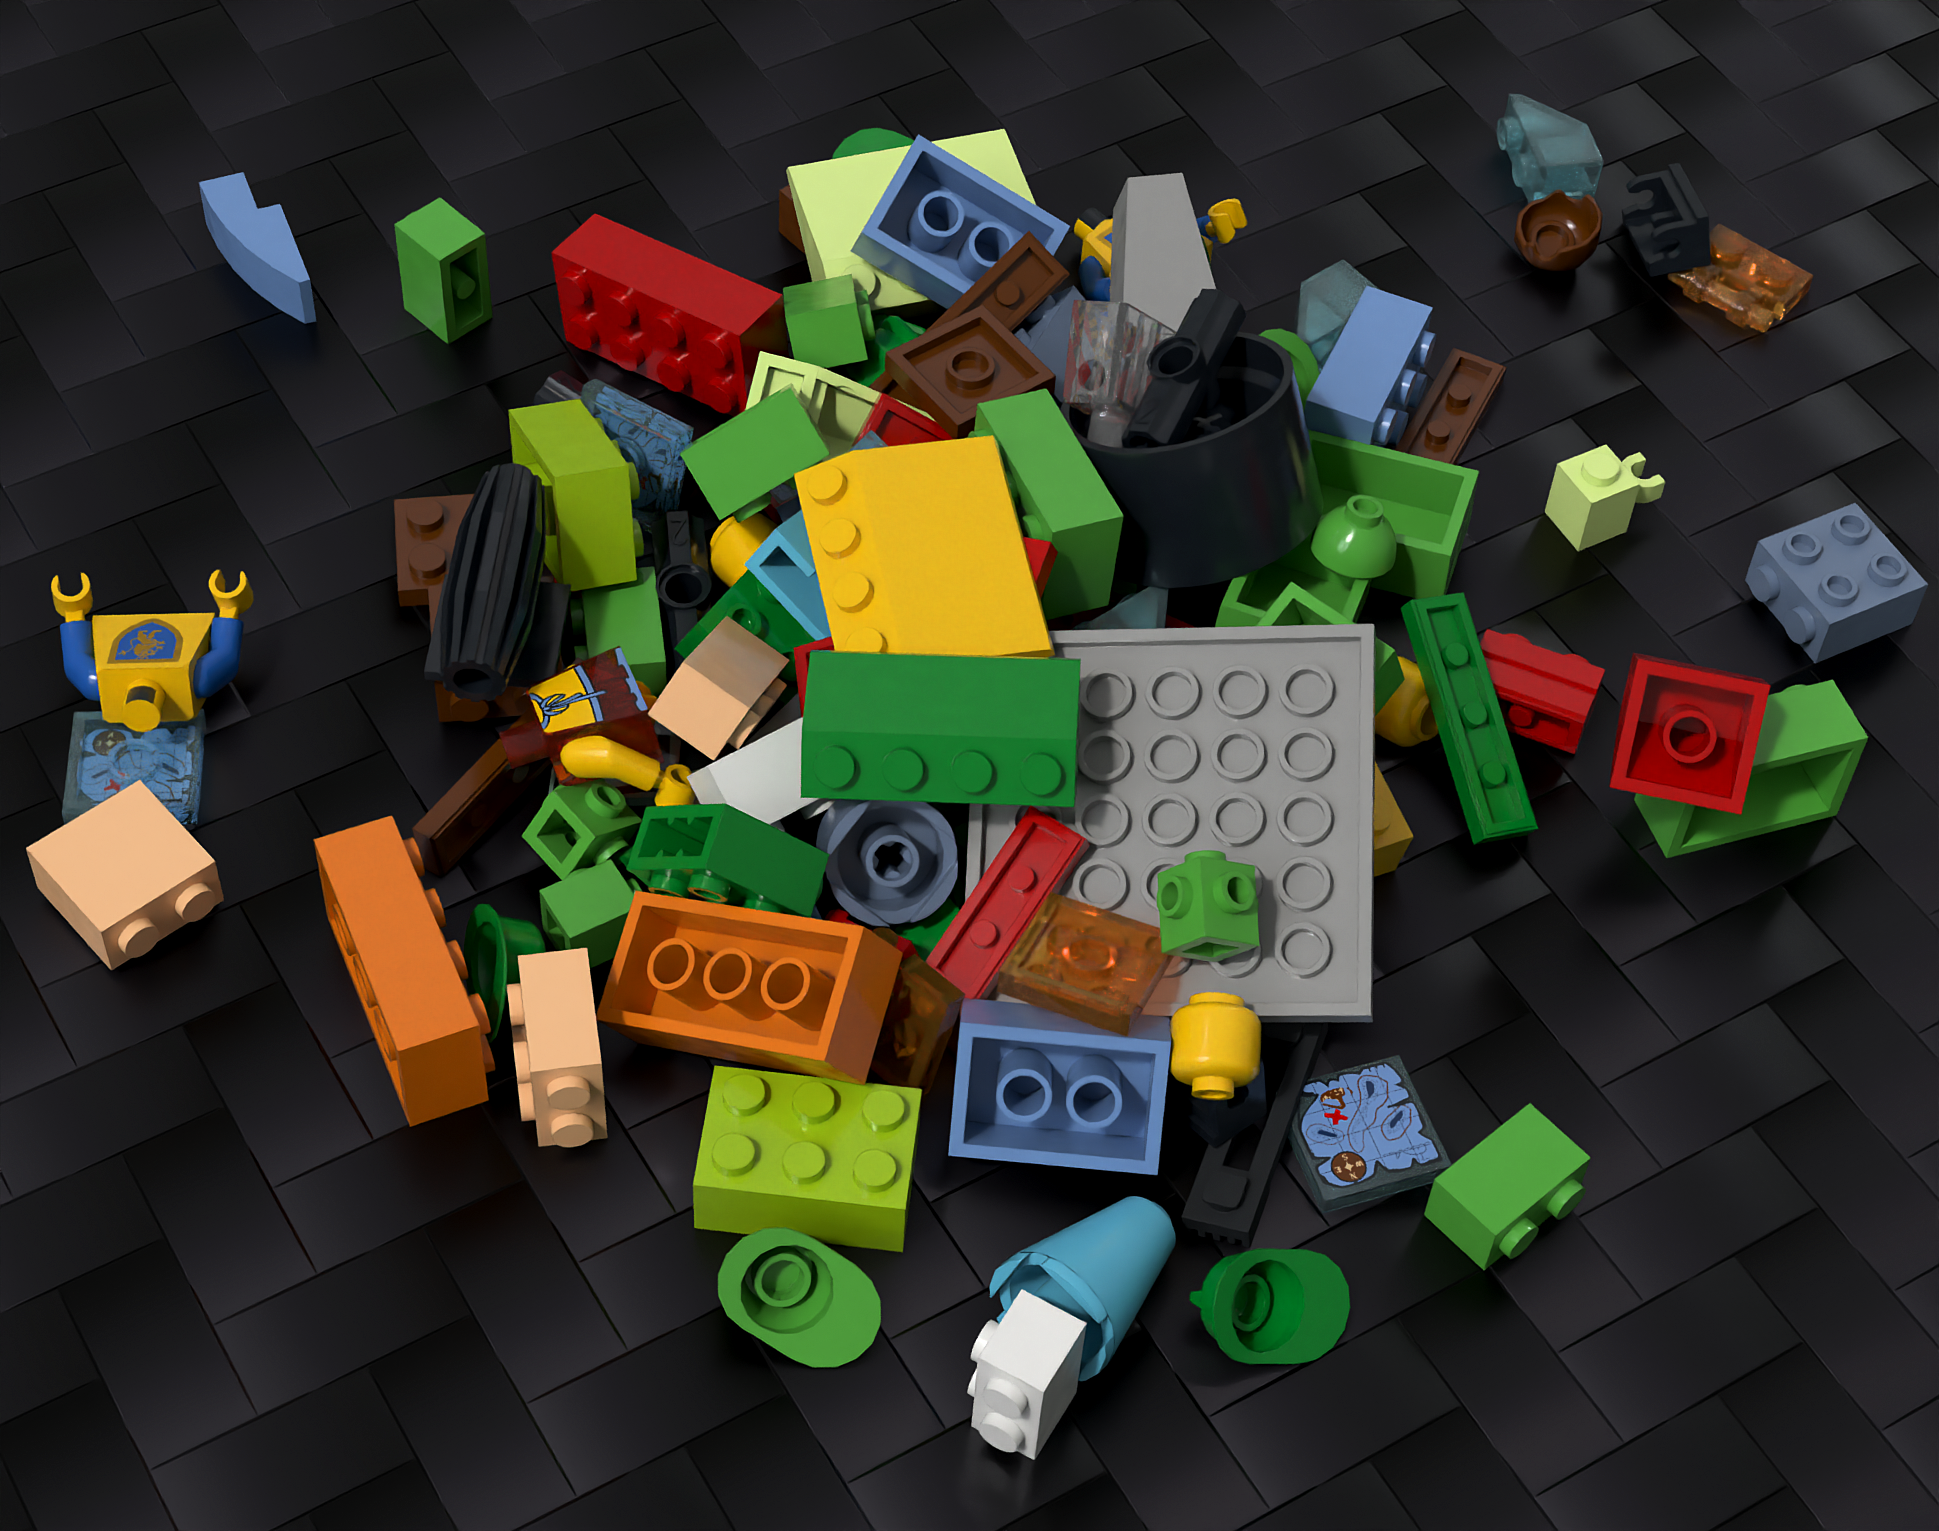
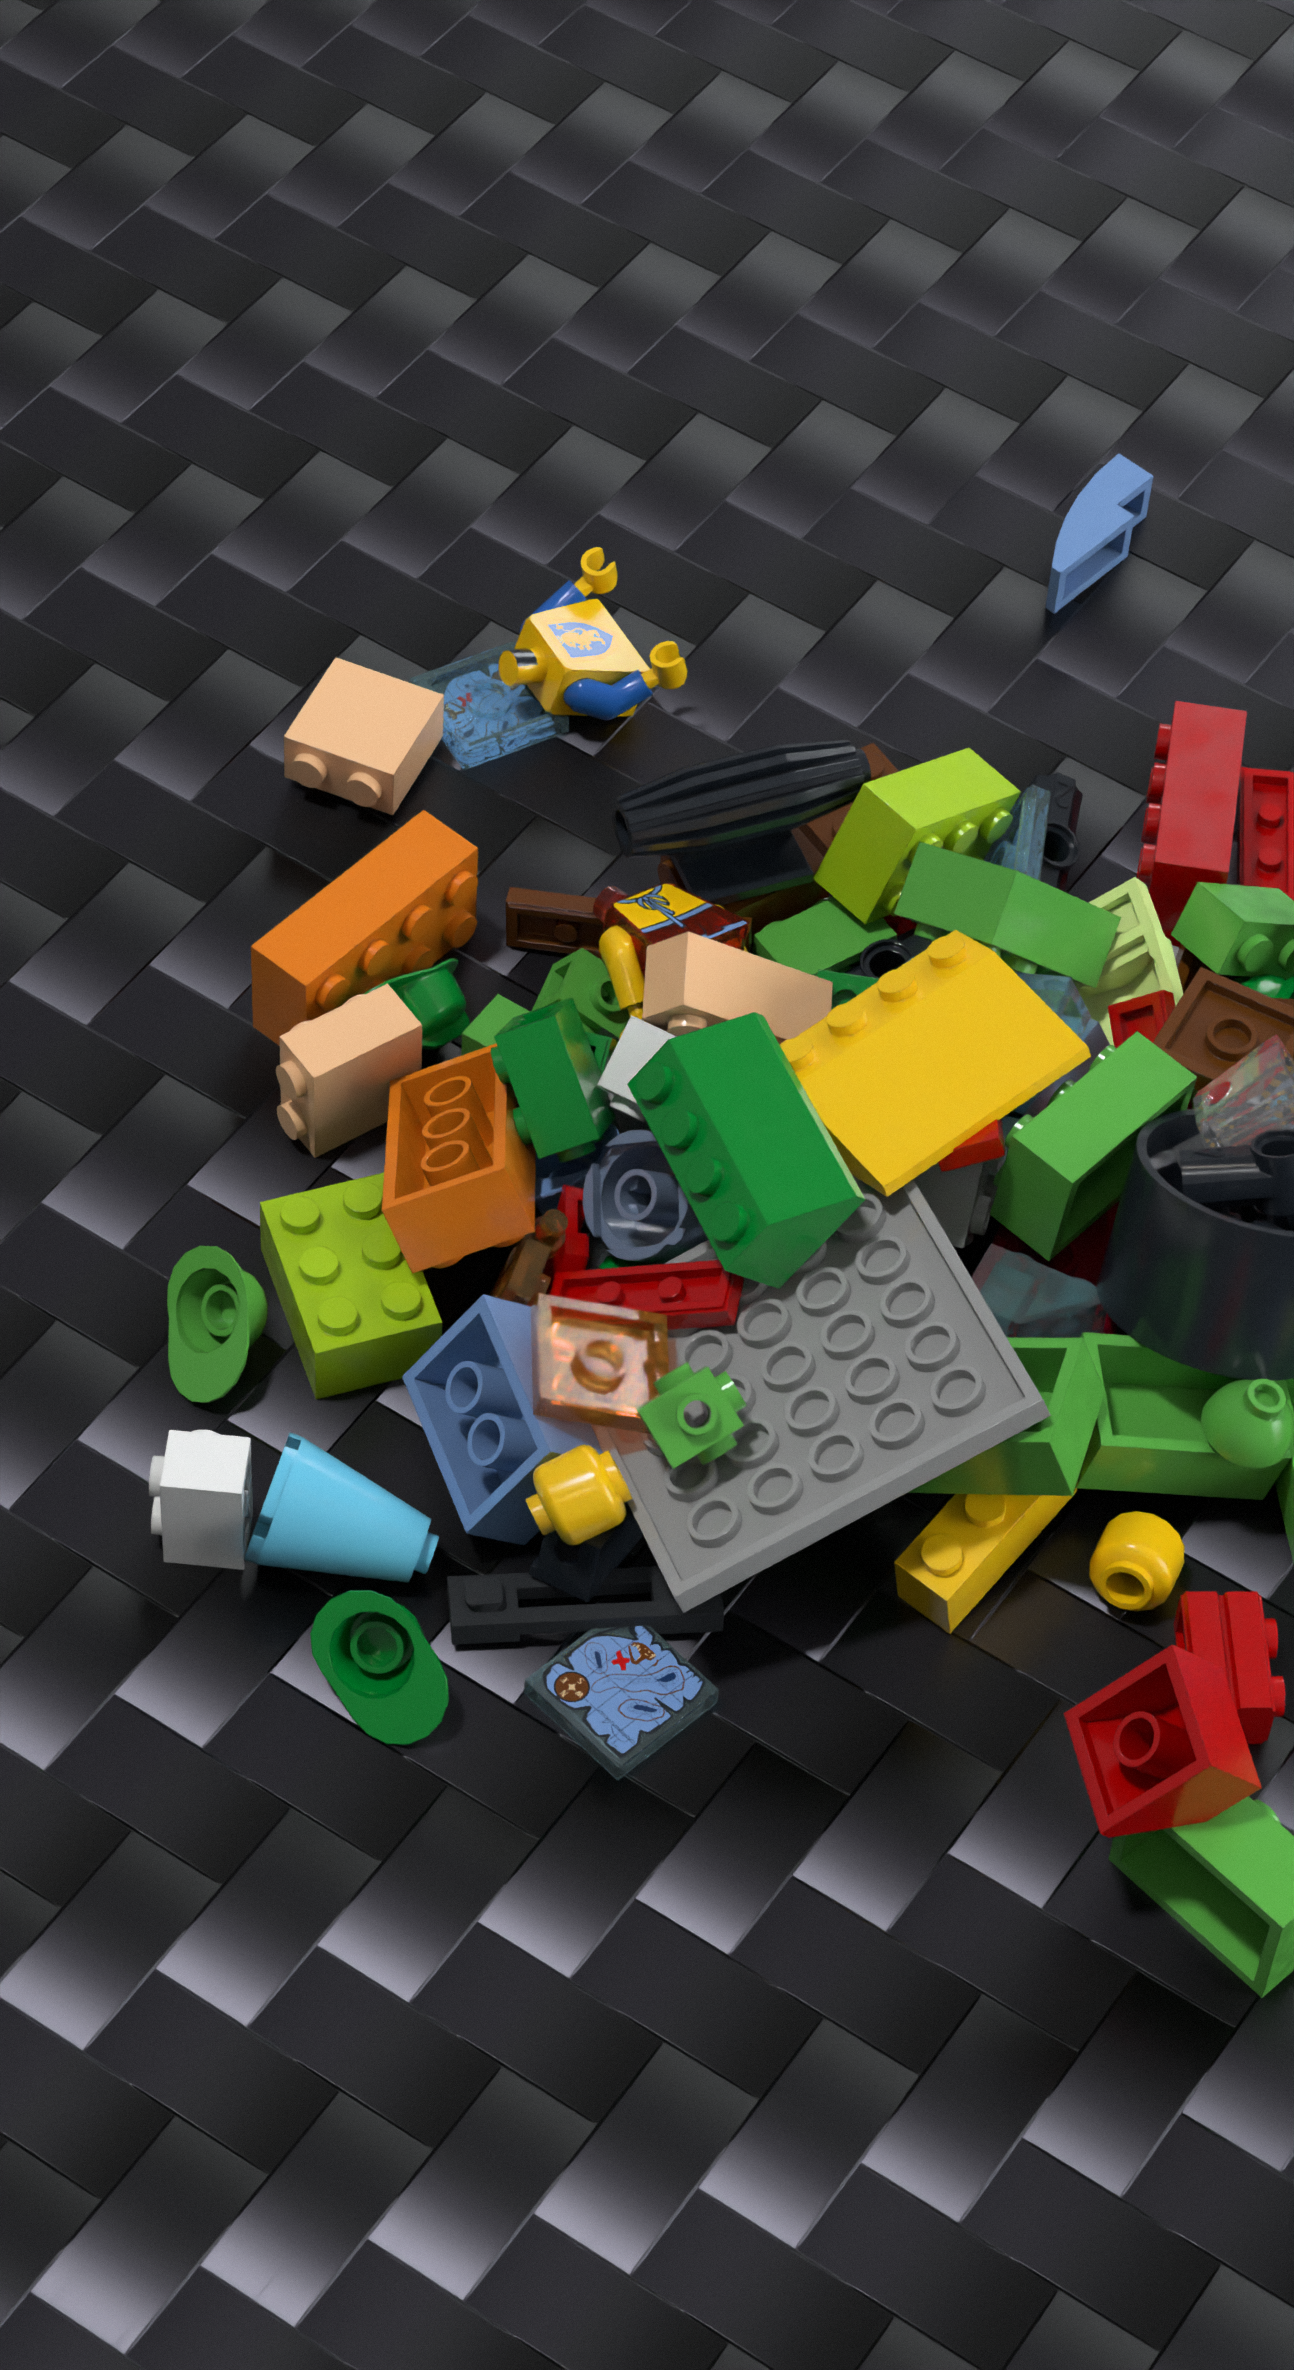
camera: 65 degrees right, 0 degrees up
(444, 270) = (1138, 655): bright green brick -> none
(1468, 718) = (1131, 1607): green tile -> none
(1508, 1188) = (615, 1815): bright green brick -> none

